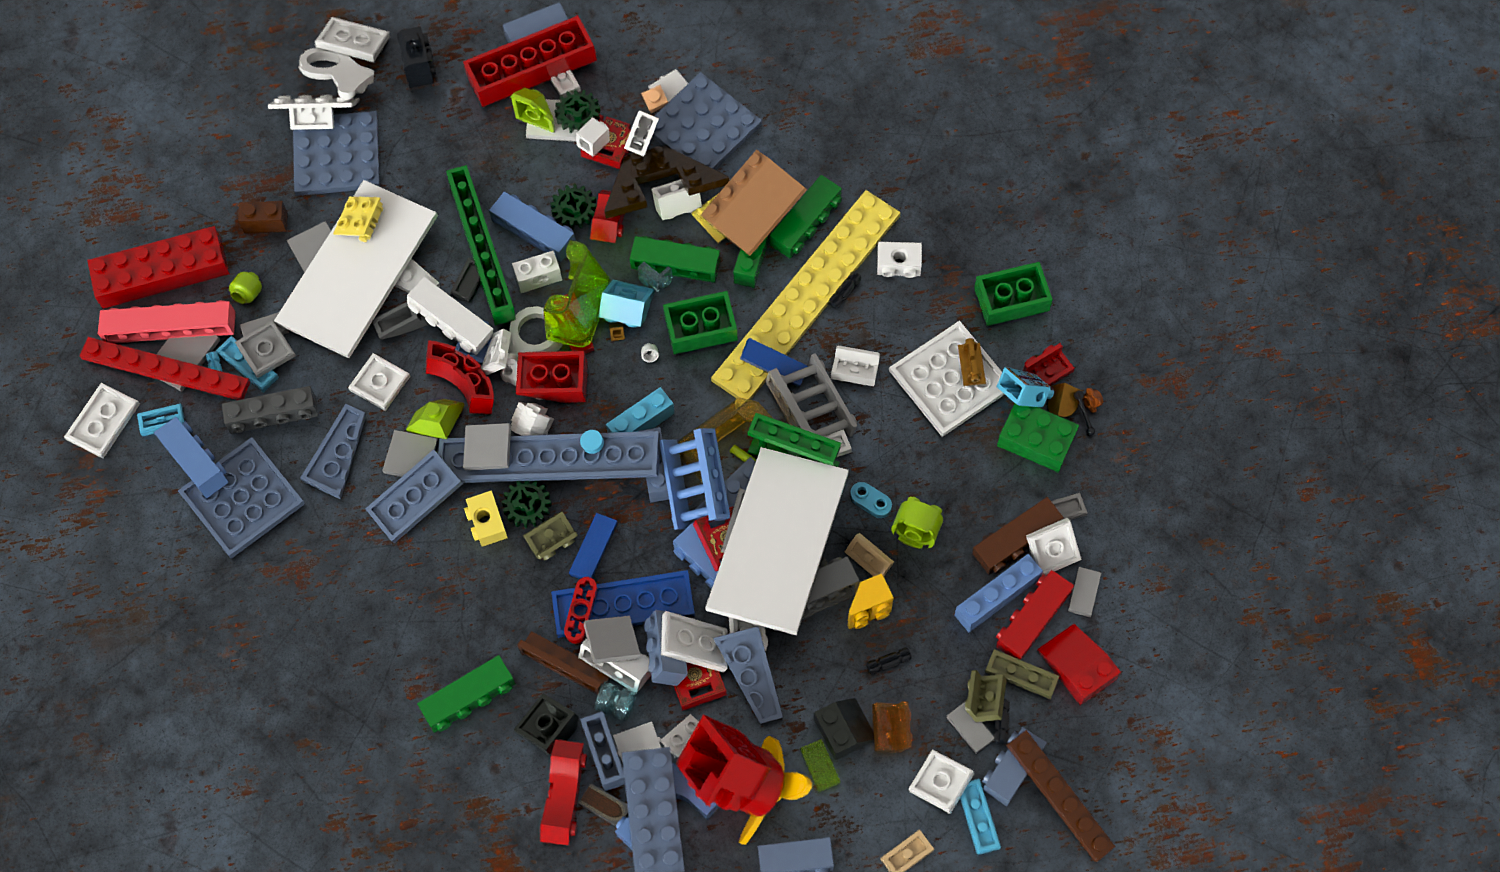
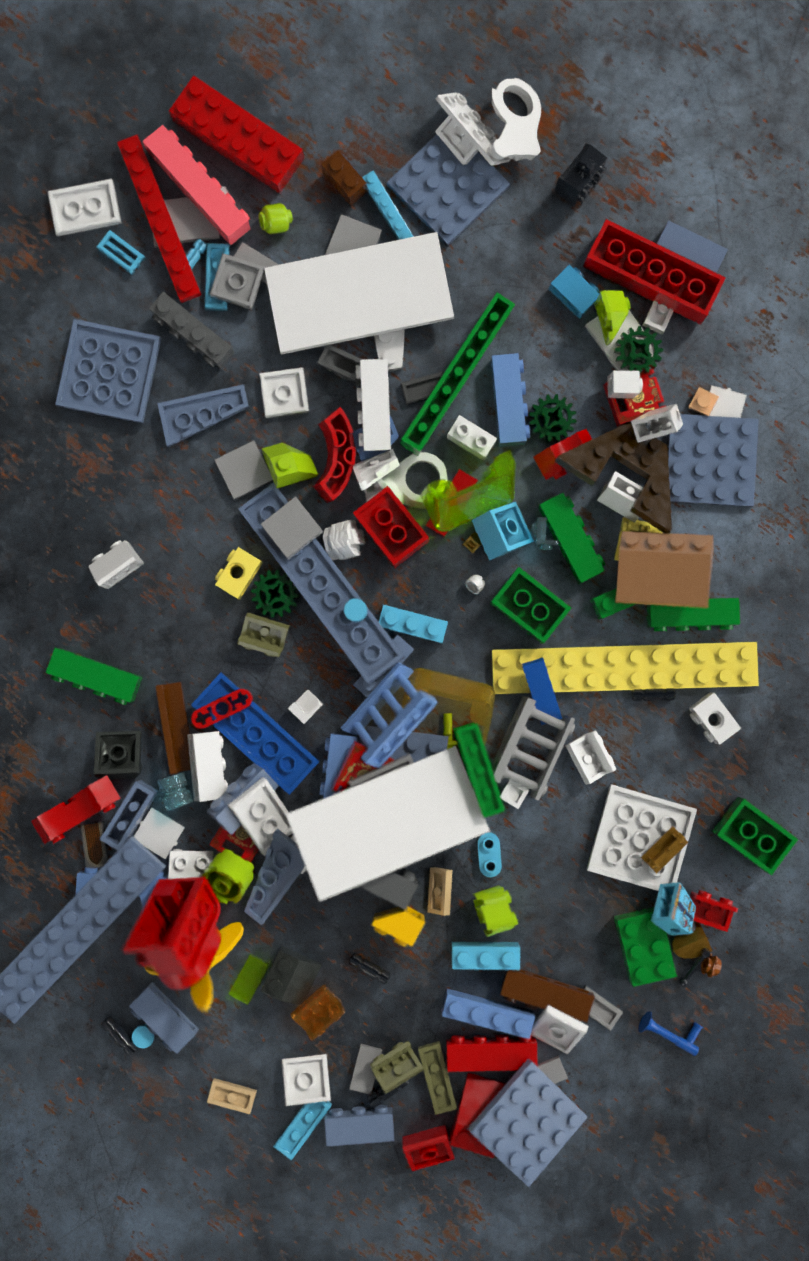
camera: 45 degrees right, 20 degrees up
(191, 457) = (105, 306): medium blue brick -> none
(312, 205) = (386, 206): none -> medium azure piece
(352, 39) = (558, 106): white tile -> none
(359, 217) = (399, 258): light yellow hinge -> none
(394, 605) = (115, 564): none -> white slope
(414, 496) = (211, 504): sand blue plate -> none
(494, 124) = (574, 291): none -> dark azure brick
(593, 547) = (282, 672): blue tile -> none
(611, 639) = (214, 753): light grey tile -> none
(635, 550) = (306, 706): none -> white panel
(721, 703) = (229, 876): none -> lime brick
(949, 560) = (485, 955): none -> medium azure brick
(1060, 796) = (362, 1179): reddish brown plate -> none
(1077, 726) = (428, 1148): none -> red slope
(1112, 624) = (527, 1122): none -> sand blue plate
(1143, 464) = (687, 1045): none -> blue piece

